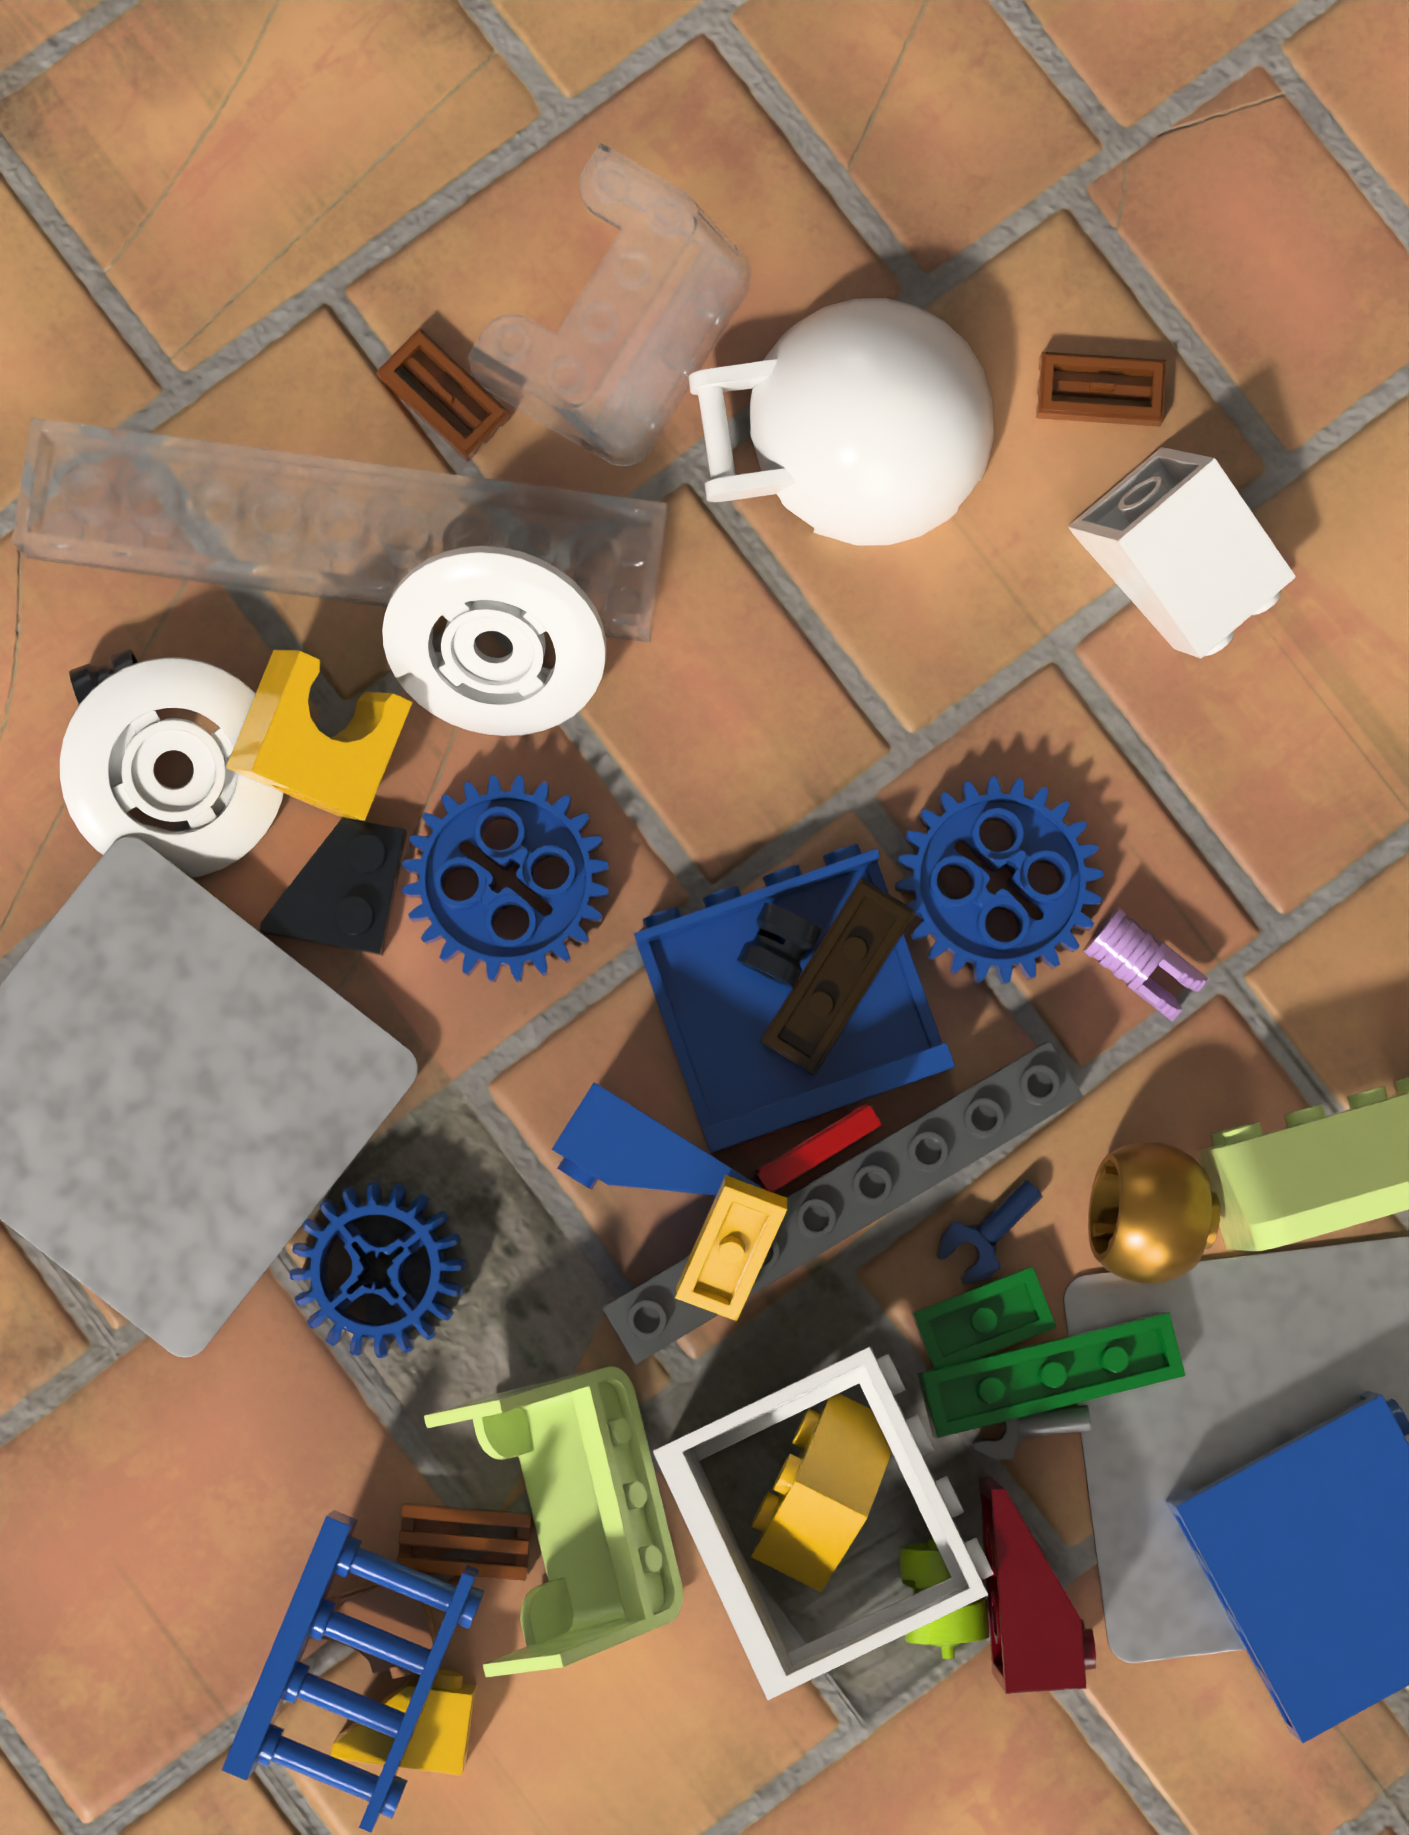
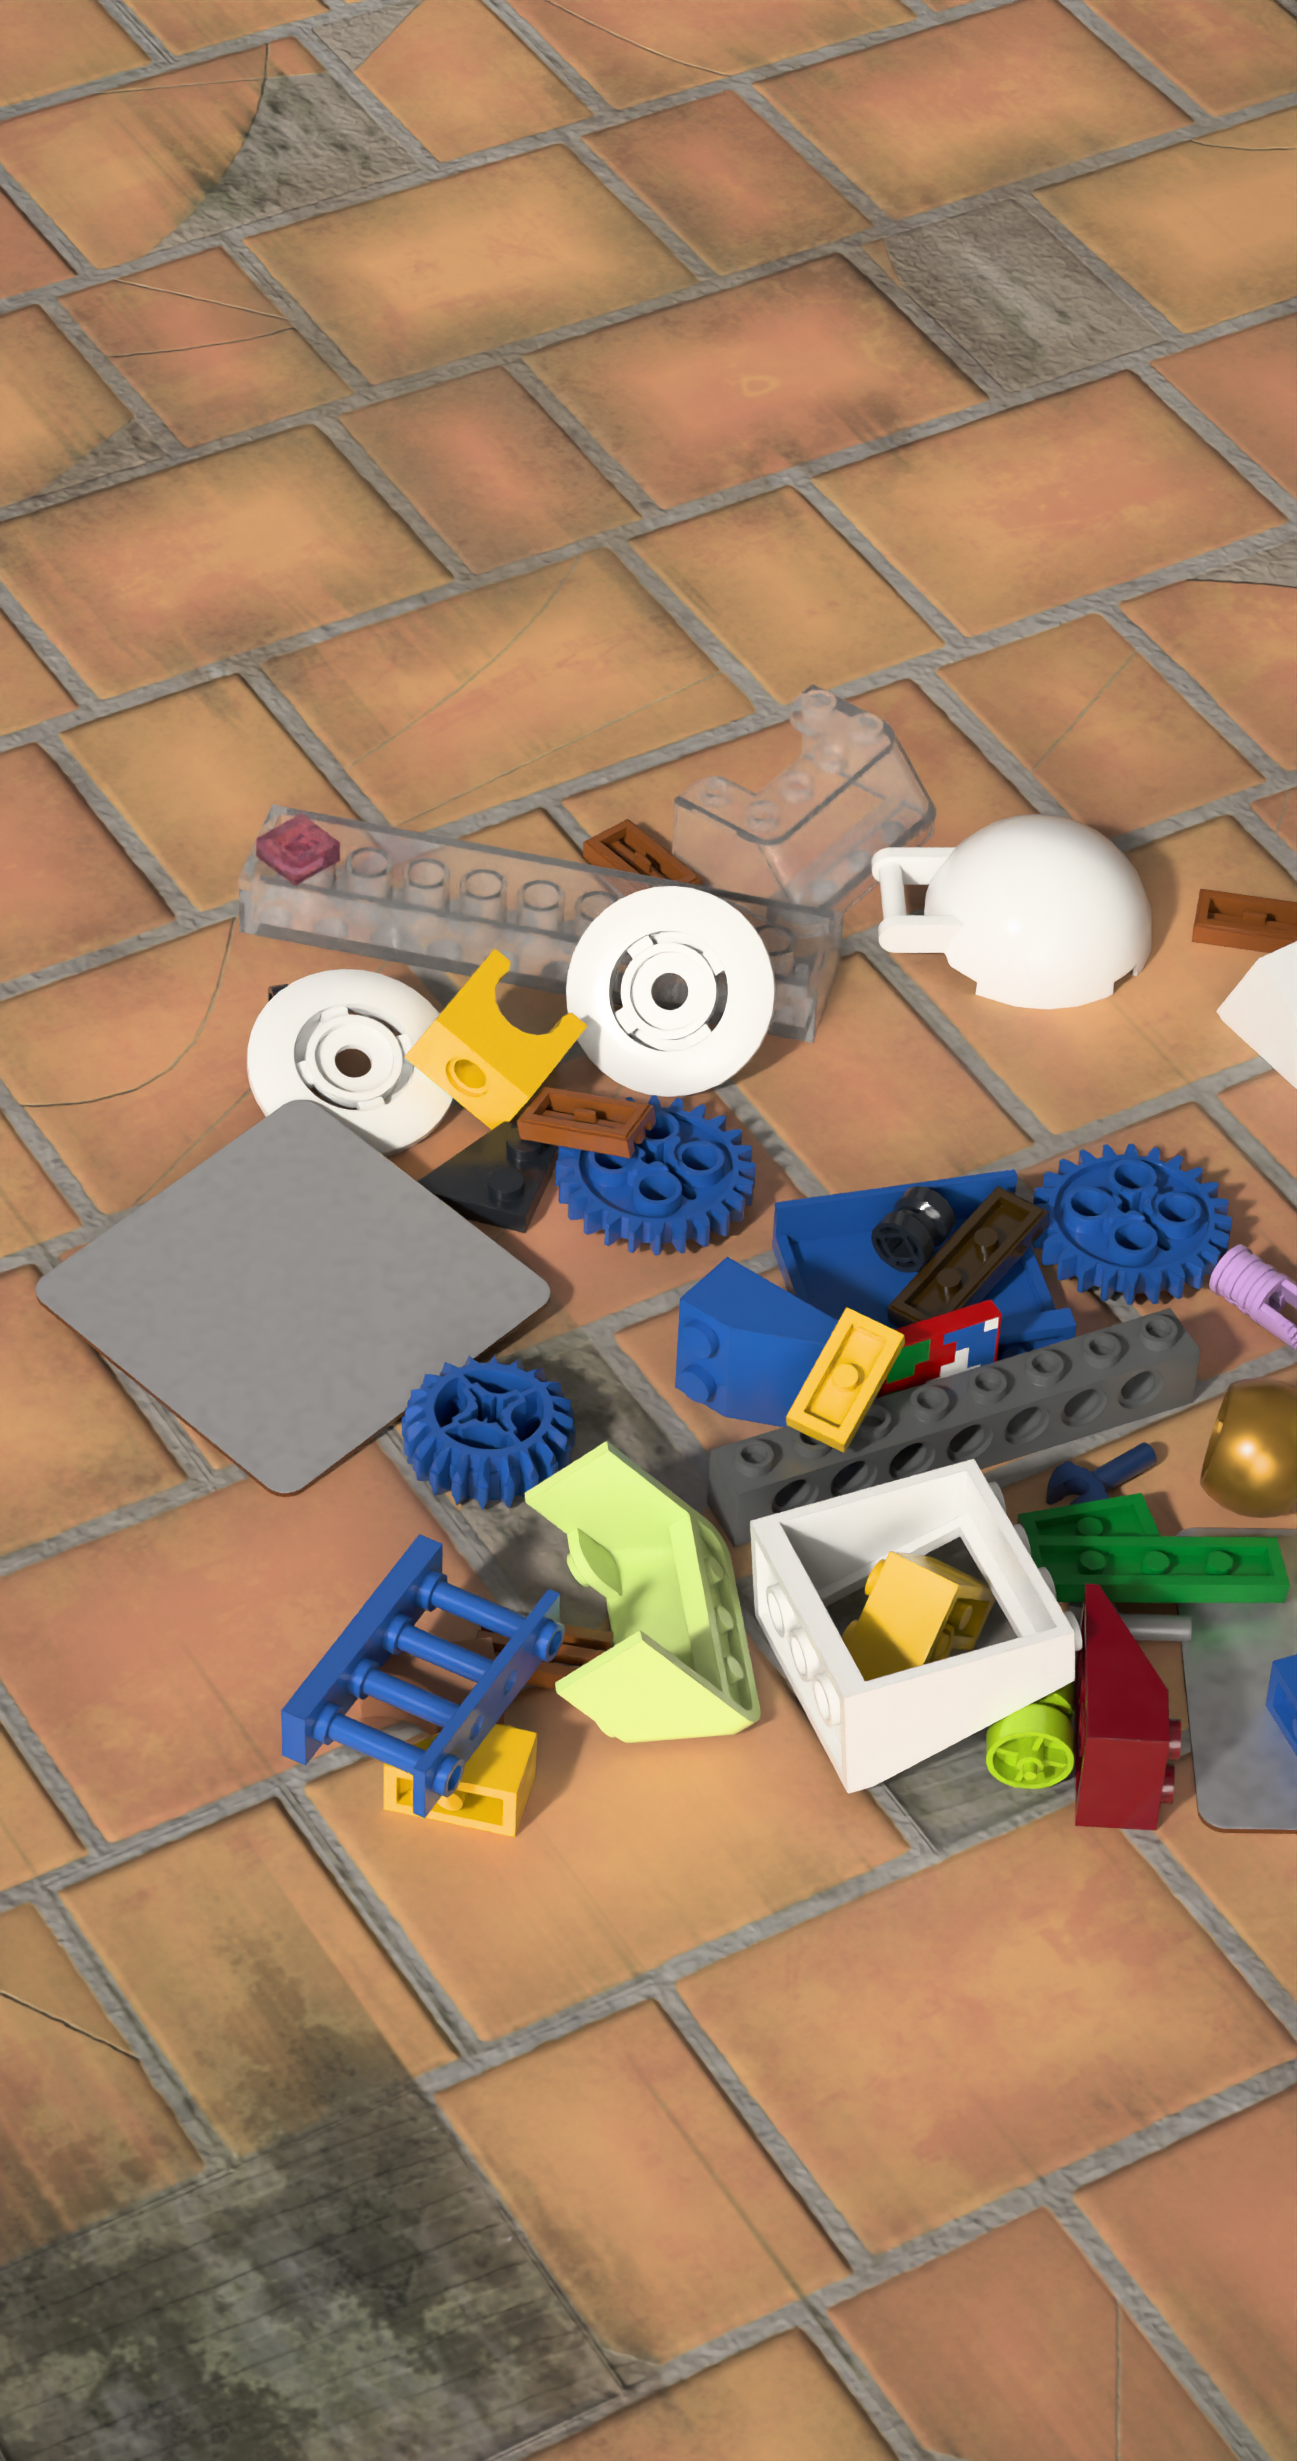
camera: 10 degrees right, 40 degrees down
(68, 510) = (298, 849): none -> clear pink plate
(475, 856) = (586, 1122): none -> dark orange tile

